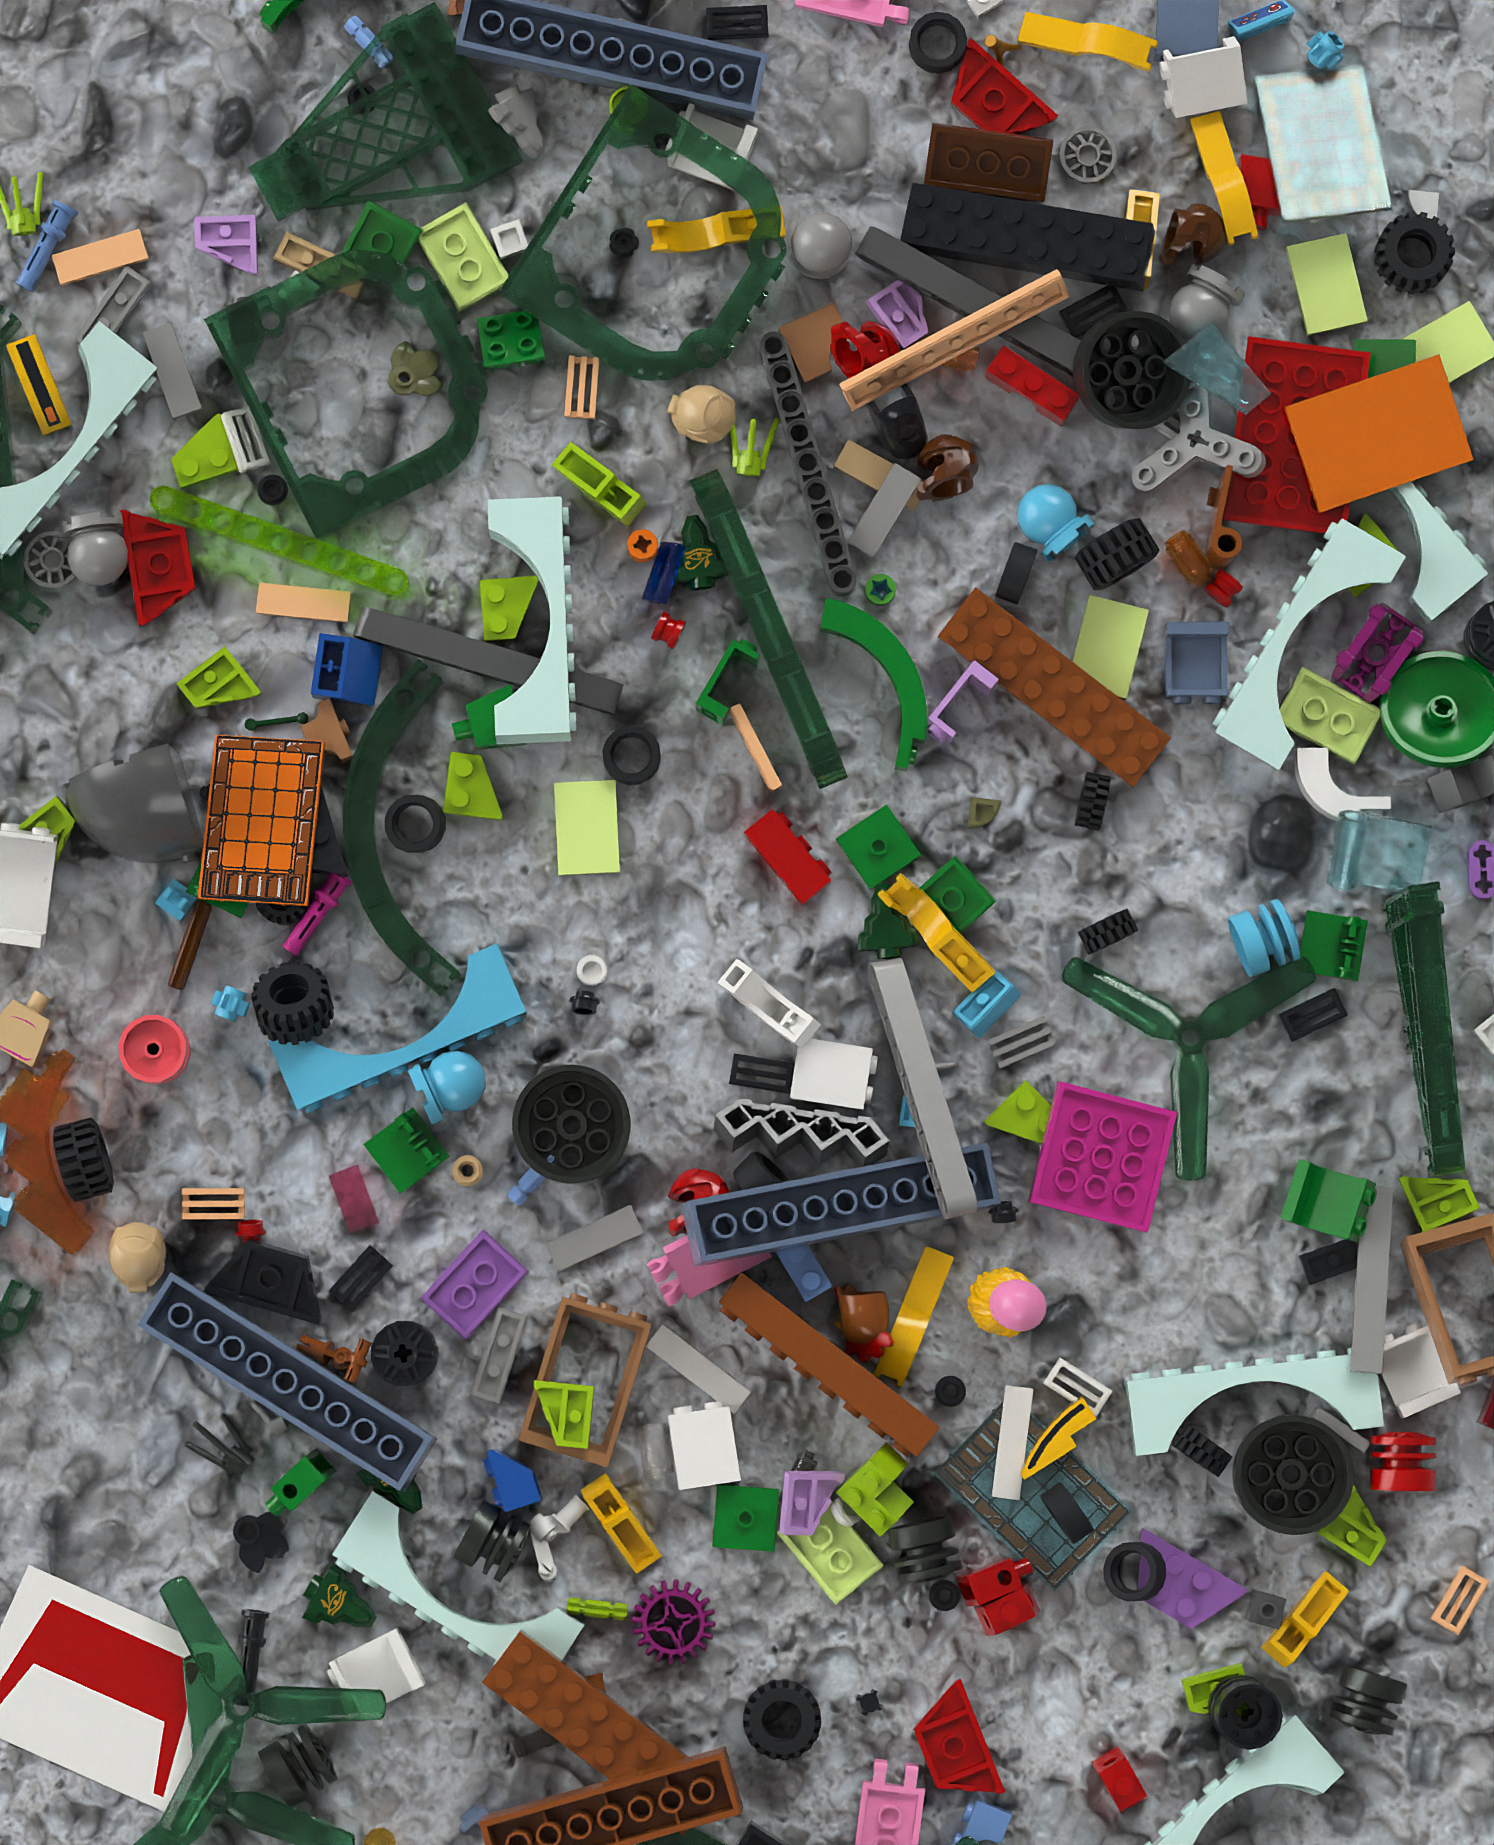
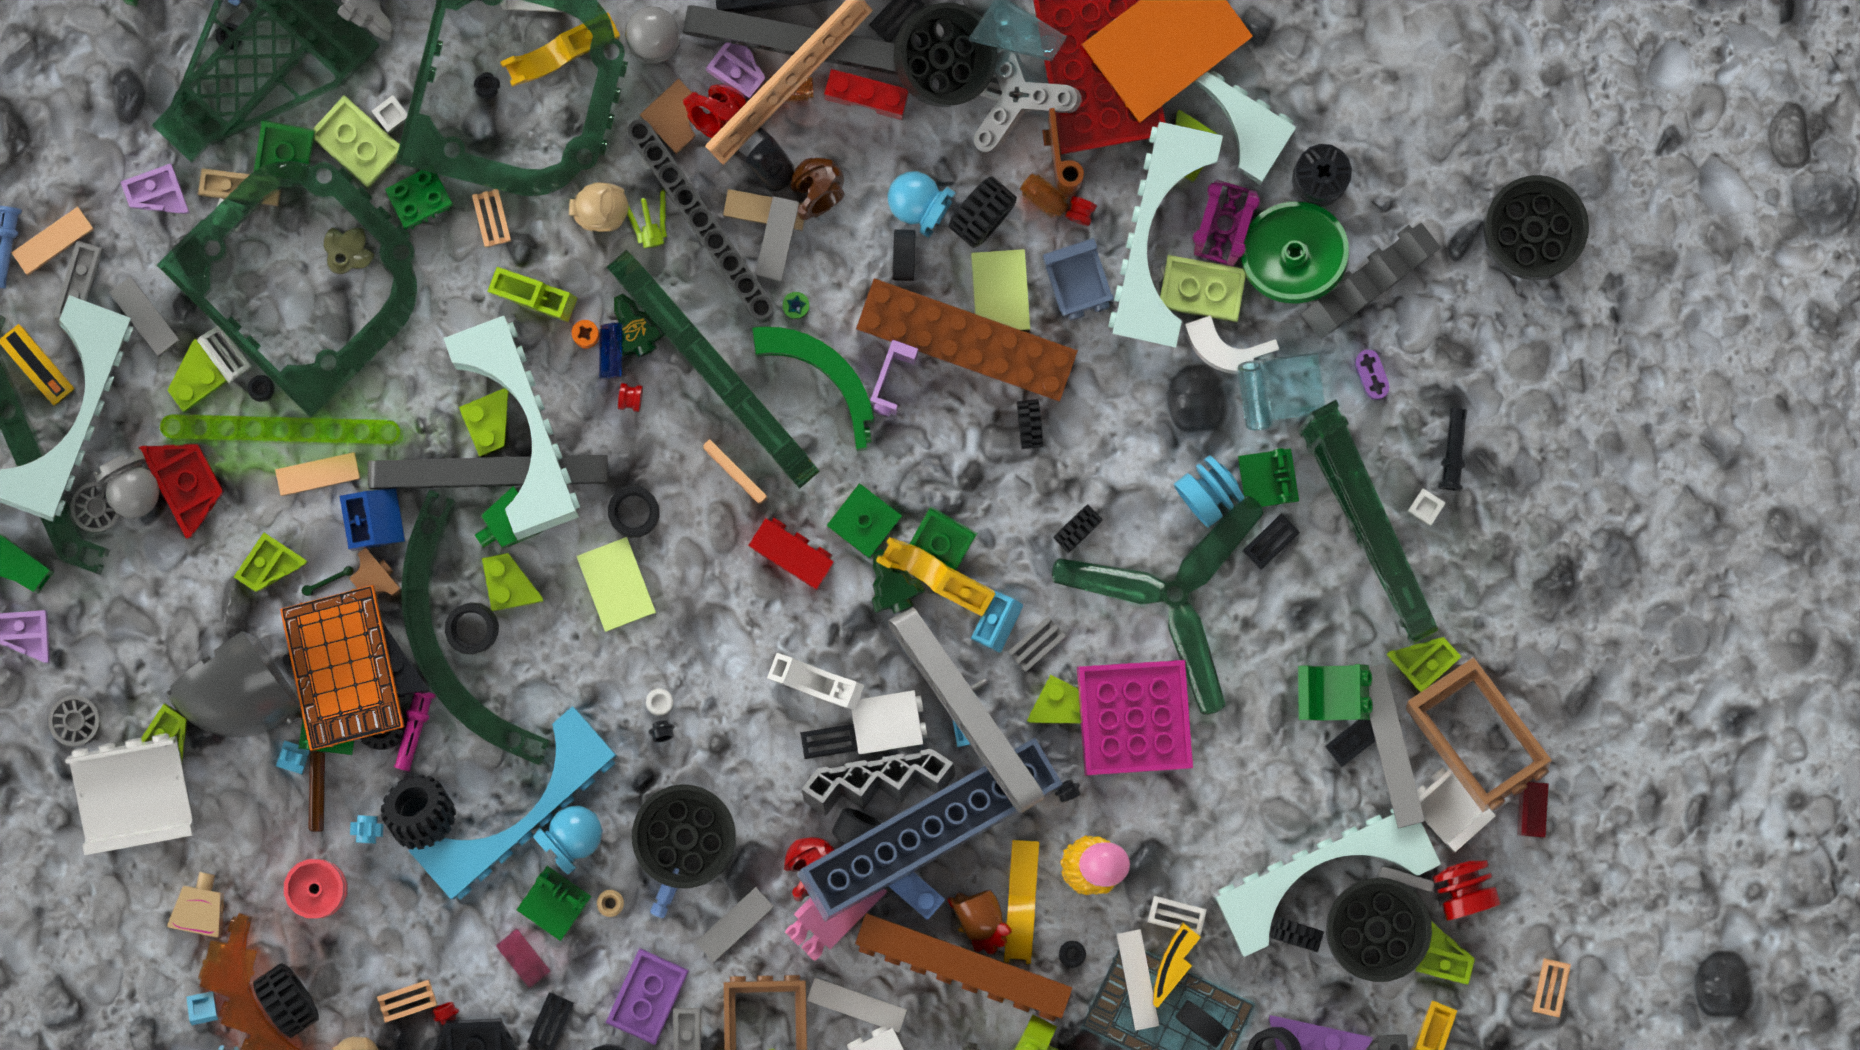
camera: 15 degrees left, 0 degrees up
(711, 707) = (682, 449): green panel -> none
(982, 811) = (941, 462): olive tile -> none

